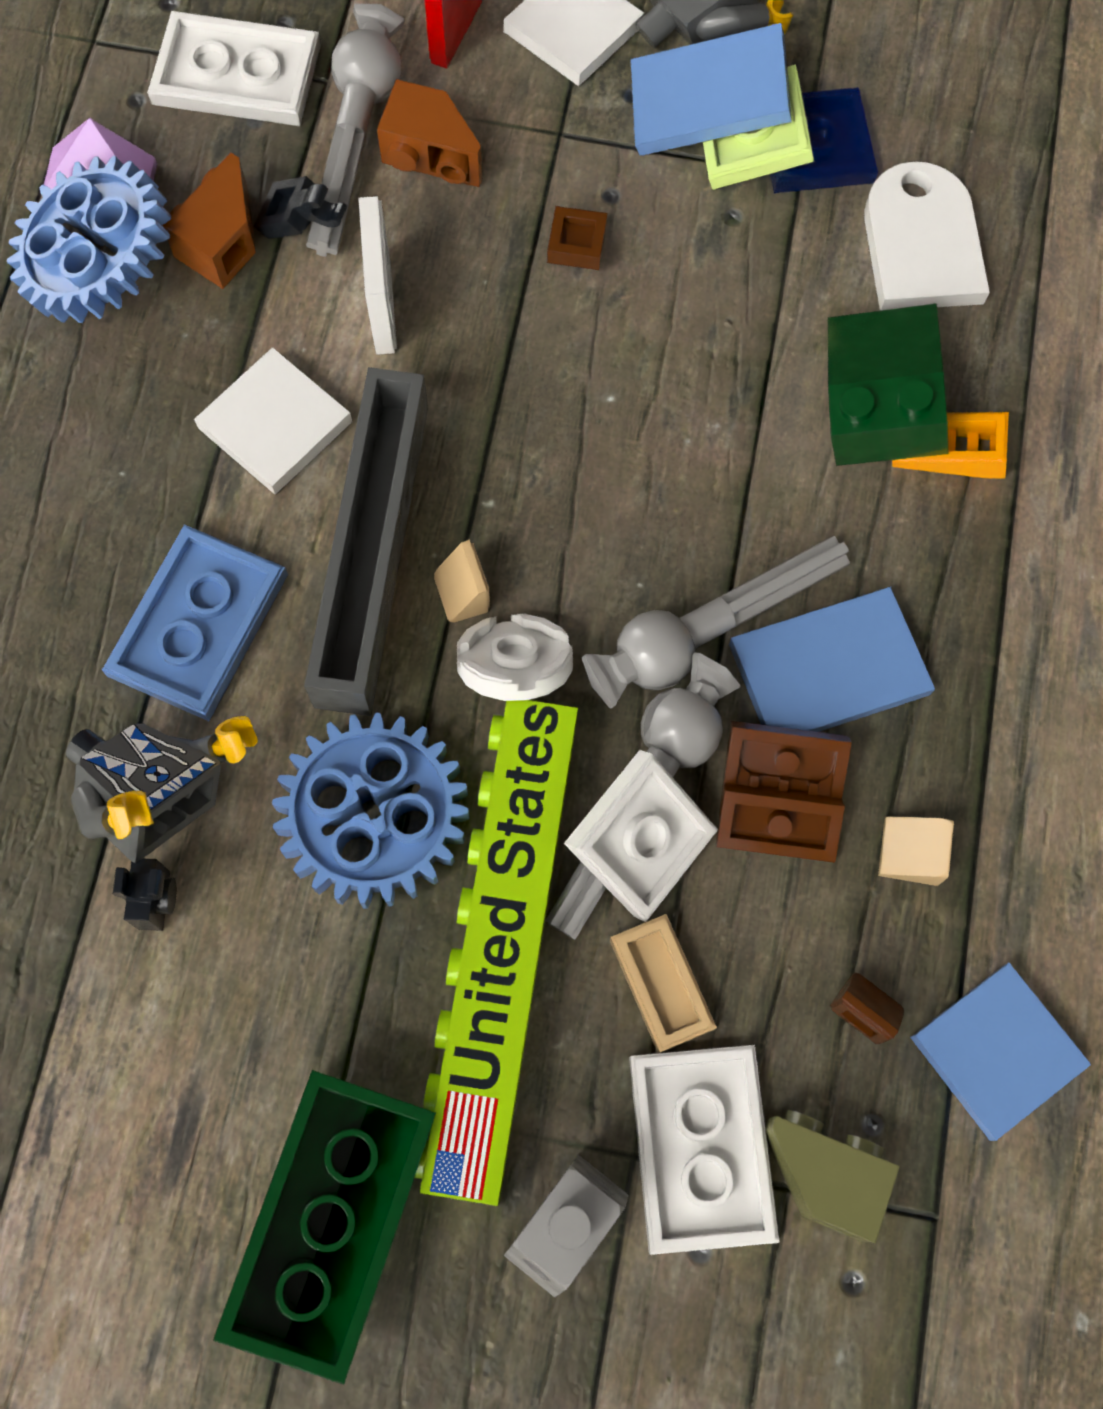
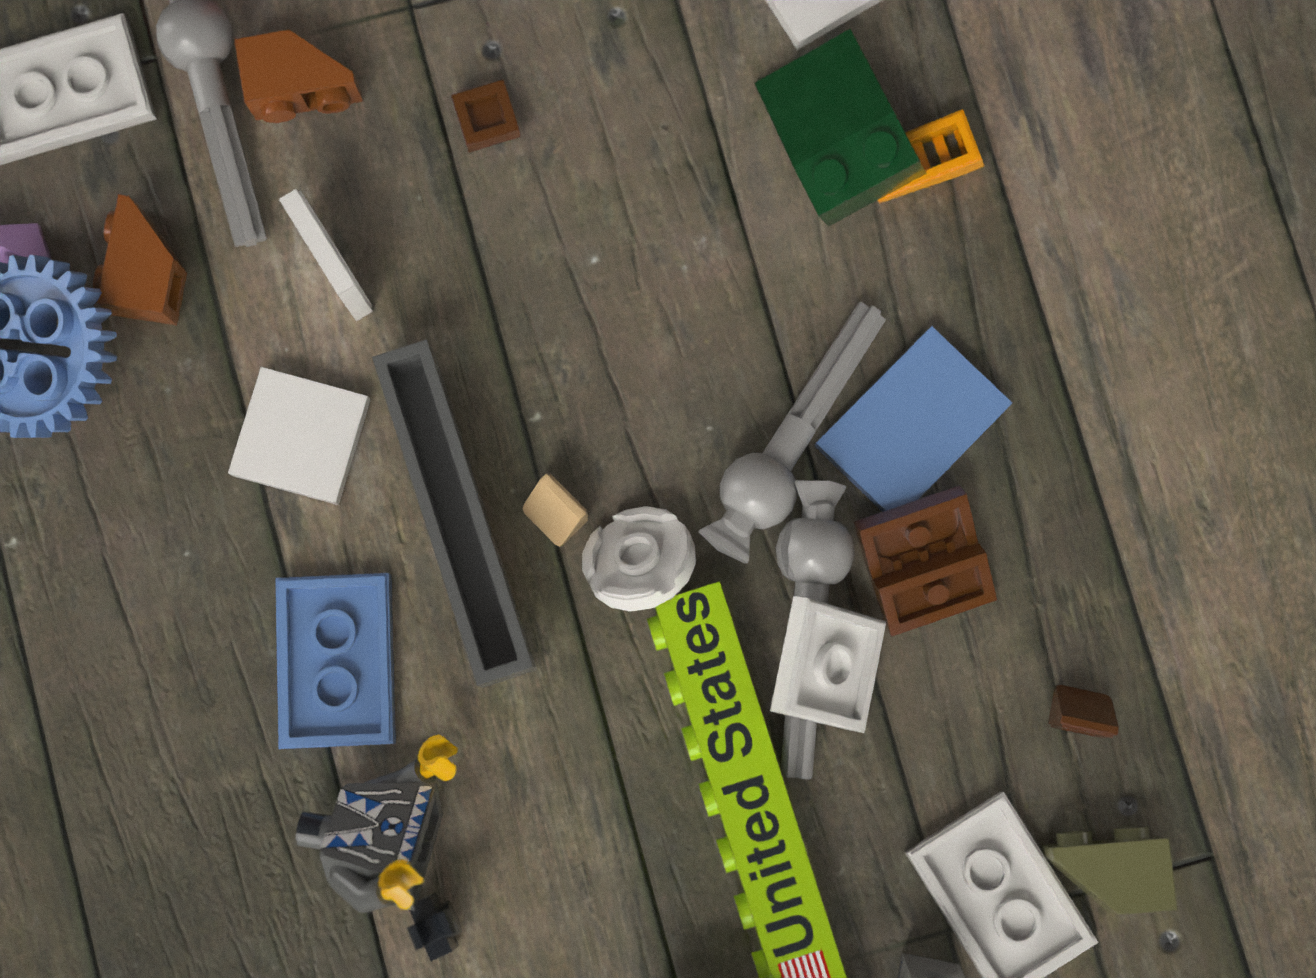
camera: 25 degrees left, 10 degrees up
(292, 207) = (202, 215): black plate -> none
(395, 856) = (542, 723): medium blue gear -> none
(662, 983) = (903, 777): tan tile -> none
(916, 849) = (1060, 555): tan slope -> none
(1000, 1052) = (1204, 694): medium blue tile -> none

